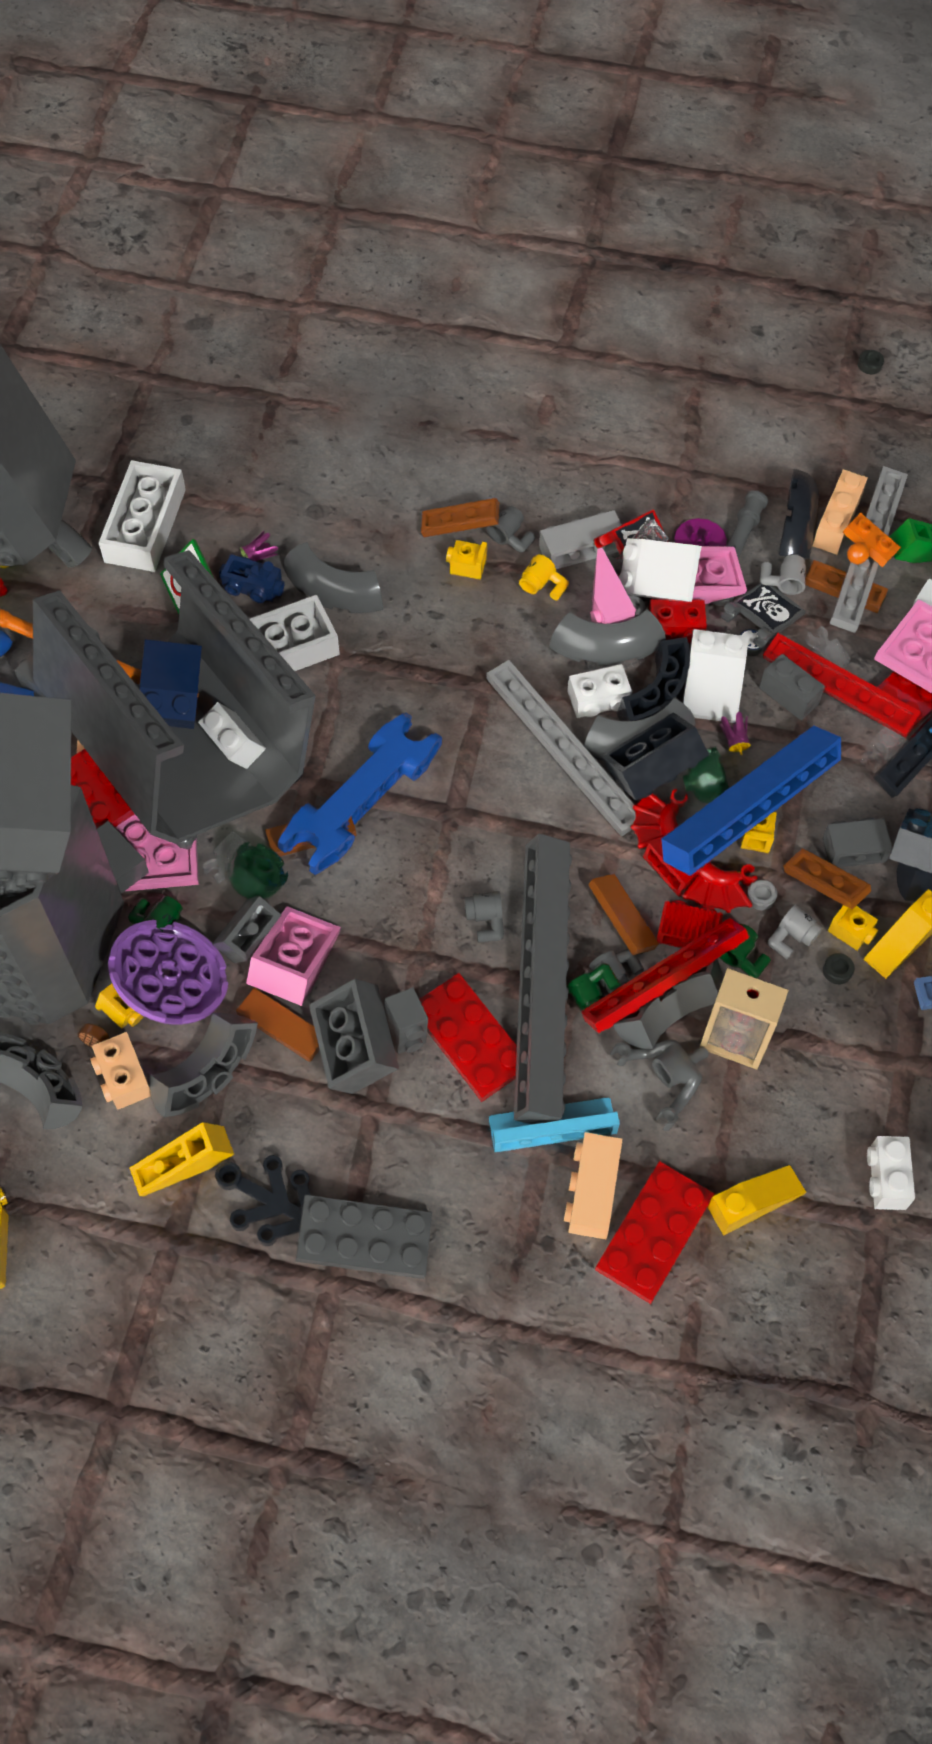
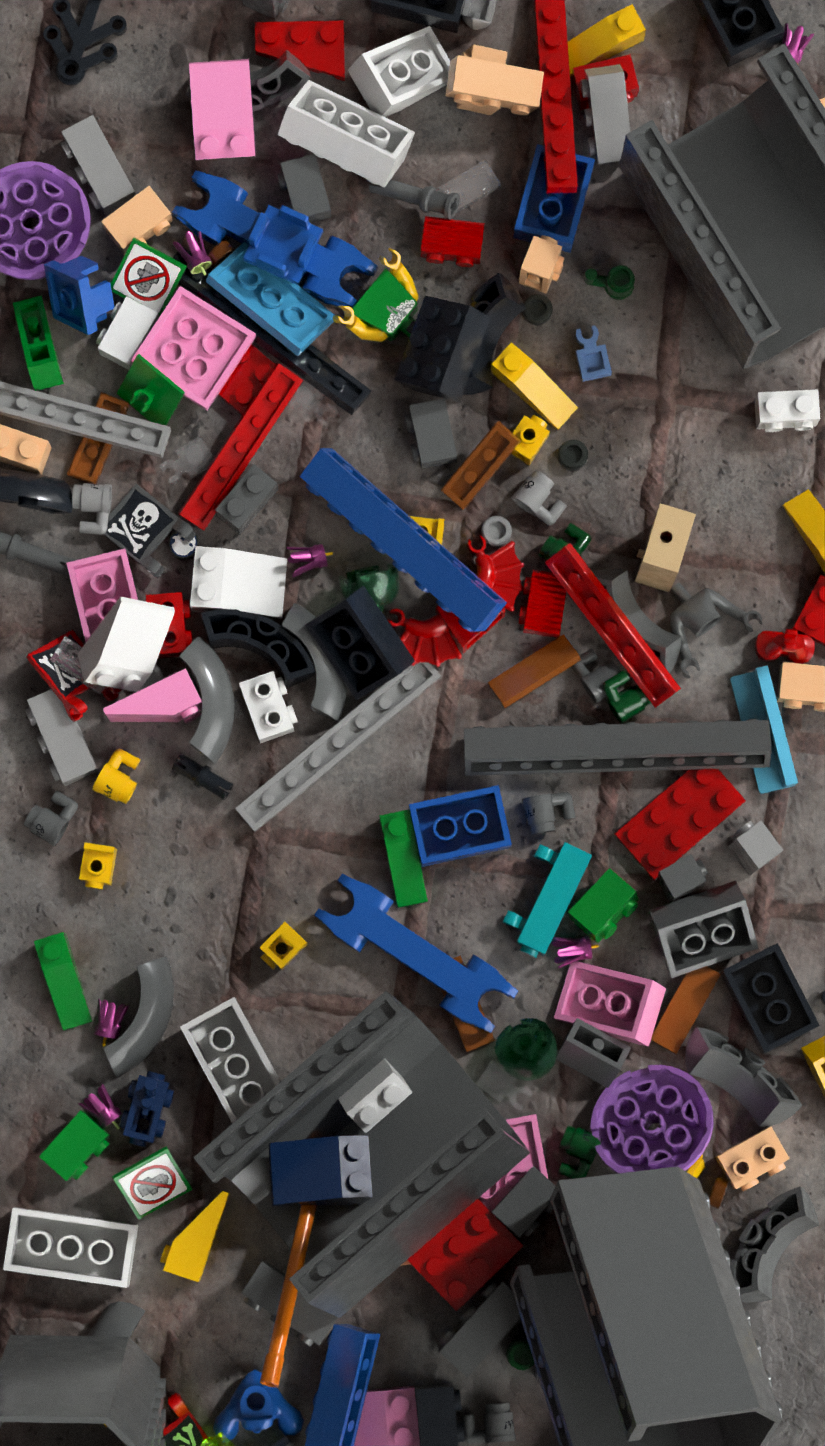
camera: 95 degrees left, 20 degrees up
(127, 605) = (192, 1246): none -> yellow slope
(227, 524) = (75, 1146): none -> green brick
(277, 1097) = (769, 998): none -> black brick
(333, 557) = (108, 1020): none -> flat silver piece
(347, 933) = (576, 949): none -> flat silver piece
(375, 527) = (63, 980): none -> green slope
(381, 688) = (288, 936): none -> yellow brick
(387, 952) = (604, 906): none -> green brick
(399, 911) = (553, 900): none -> teal brick
(430, 1085) = (754, 846): none -> light grey brick
(454, 789) = (403, 858): none -> green slope
(460, 517) = (43, 877): dark orange tile -> none
(477, 833) = (460, 826): none -> blue brick
(538, 641) = (202, 776): none -> black pin
(637, 1163) = (790, 644): none -> red piece
(700, 533) = (43, 602): magenta piece -> none
(869, 542) = (55, 409): orange plate -> none
(888, 616) = (150, 392): none -> green piece

